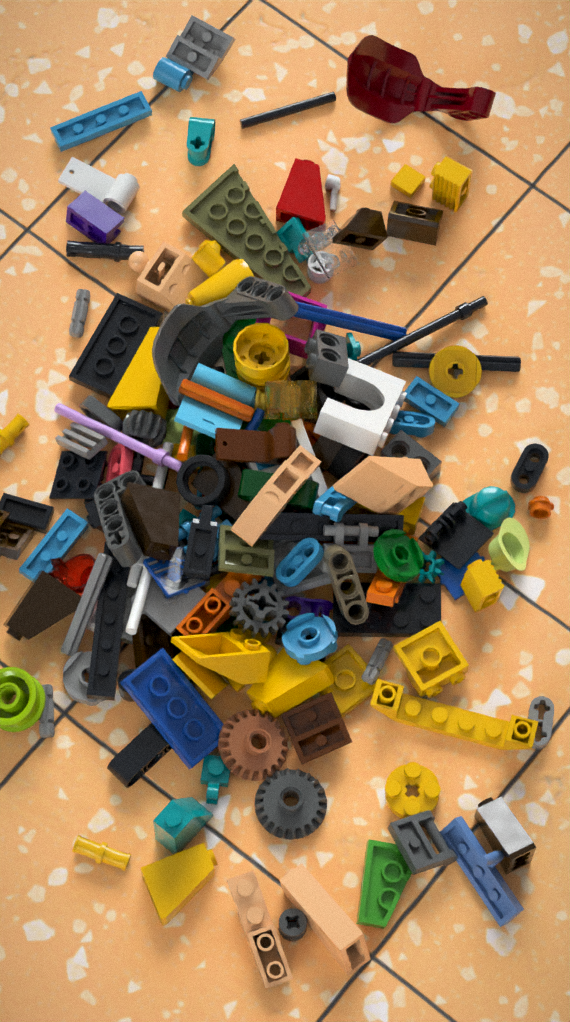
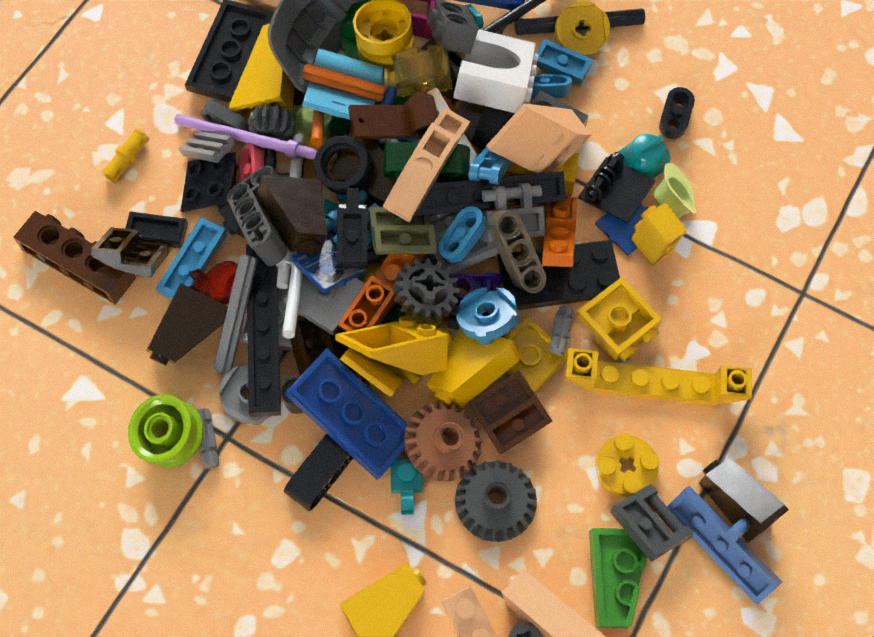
camera: 10 degrees left, 0 degrees up
(79, 313) = (188, 25): light grey axle -> none
(101, 852) = (291, 591): yellow pin -> none
(180, 823) = (377, 543): teal slope -> none
(398, 555) = (566, 213): green plate -> none
(434, 568) = (599, 218): teal gear -> none
(540, 507) = (696, 149): orange plate -> none
(547, 721) = (754, 363): light grey beam -> none

